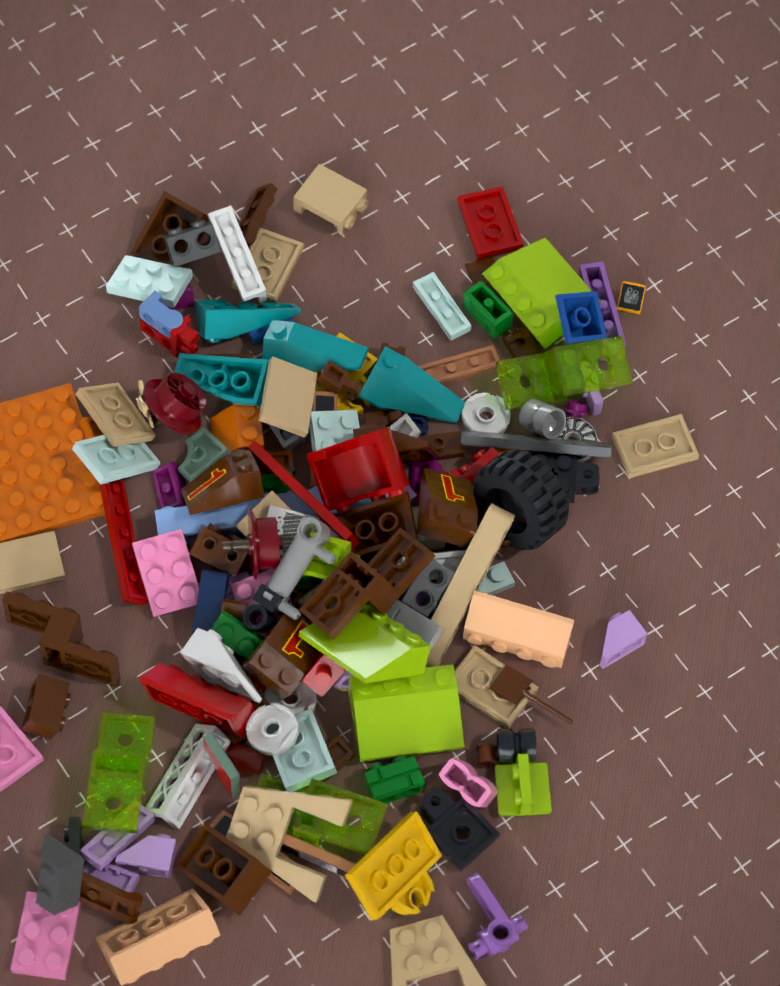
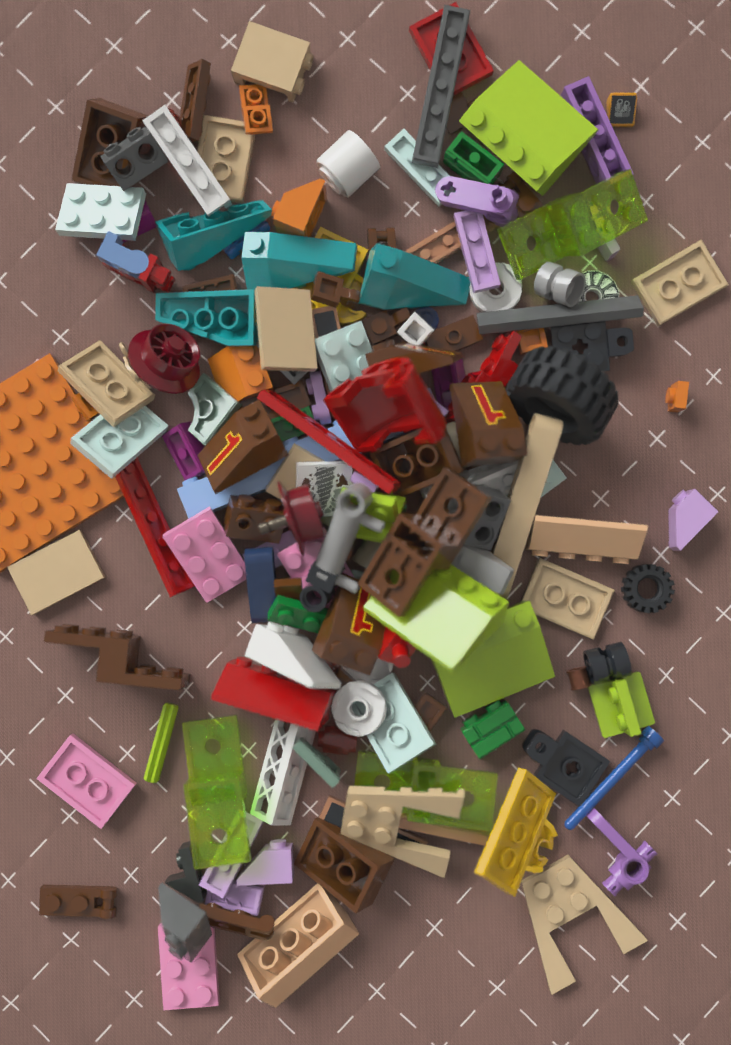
camera: 10 degrees left, 25 degrees up
(46, 706) = (124, 733): reddish brown brick -> none
(76, 729) = (161, 742): none -> lime axle
(301, 459) = (316, 386): none -> lavender plate
(306, 231) = (255, 109): none -> orange slope
(327, 310) = (300, 209): none -> orange slope
(376, 288) = (347, 164): none -> white piece
(473, 246) = (441, 86): none -> dark grey tile
(473, 788) = (572, 719): bright pink brick -> none
(474, 377) = (476, 251): none -> lavender plate
(497, 339) = (493, 201): none -> piece
(512, 685) = (589, 594): reddish brown piece -> none
(542, 825) = (648, 740): none -> blue piece
(570, 677) = (664, 588): none -> black tyre
(576, 408) = (590, 261): magenta plate -> none
(581, 317) = (585, 159): blue slope -> none
(631, 534) = (677, 396): none -> orange plate

